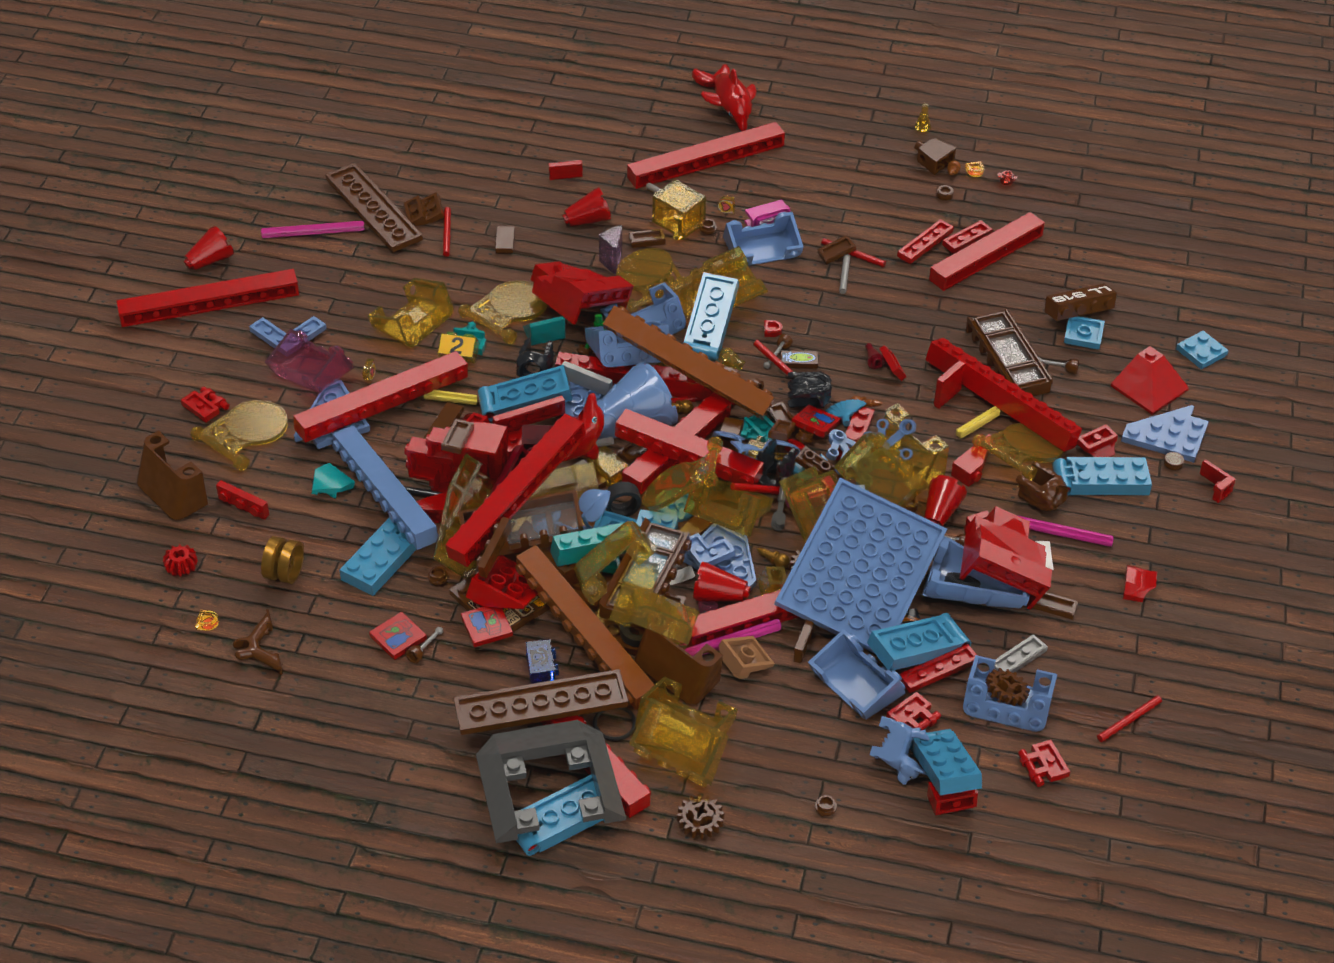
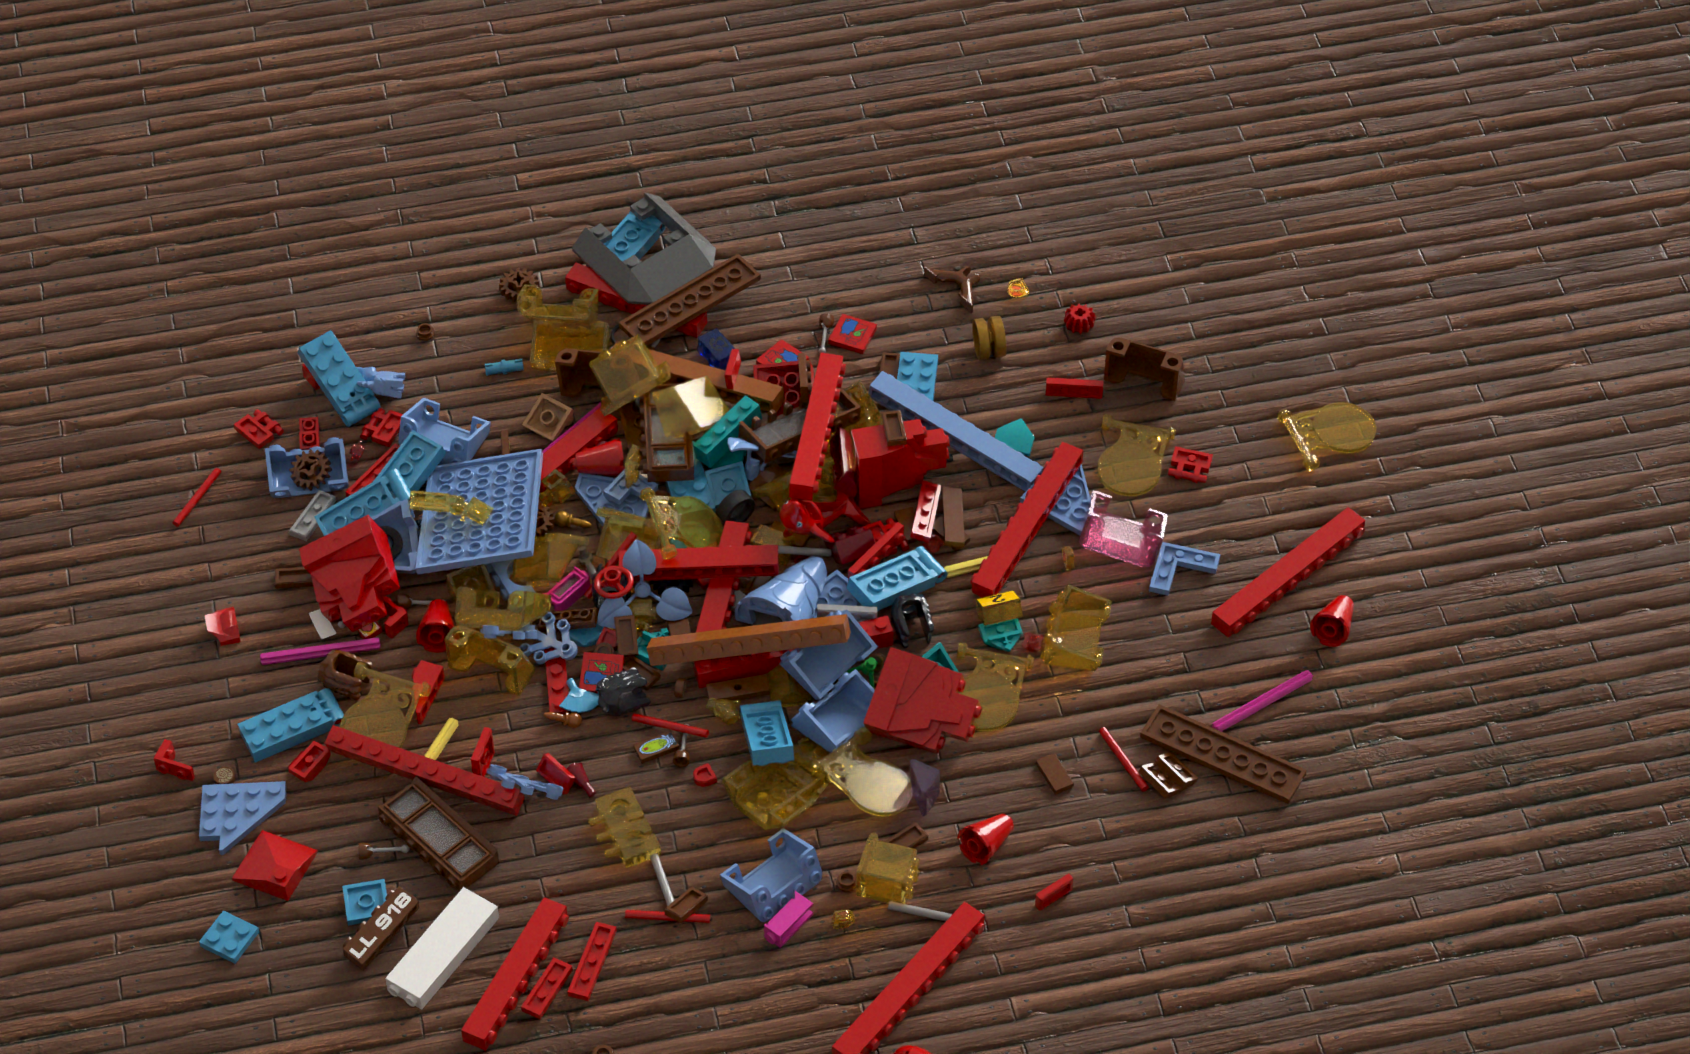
camera: 155 degrees right, 5 degrees up
(58, 386) = (1335, 427): none -> clear yellow piece
(389, 588) = (890, 363): none -> reddish brown tile
(448, 324) = (1032, 646): none -> clear red plate
(552, 587) = (732, 368): none -> red tile
(702, 549) = (631, 466): none -> clear yellow slope
(761, 734) = (504, 367): none -> dark azure pin
(778, 437) = (612, 579): none -> red piece
(855, 312) = (625, 827): none -> clear yellow piece
(870, 547) = (476, 511): none -> clear yellow bracket
(903, 574) = (436, 502): none -> clear yellow hinge
(926, 352) = (527, 786): none -> medium blue plant
(950, 697) = (357, 451): none -> clear red plate
(970, 615) = (366, 501): none -> dark azure hinge
(992, 739) = (309, 433): none -> red slope
(1035, 282) = (442, 948): none -> white brick

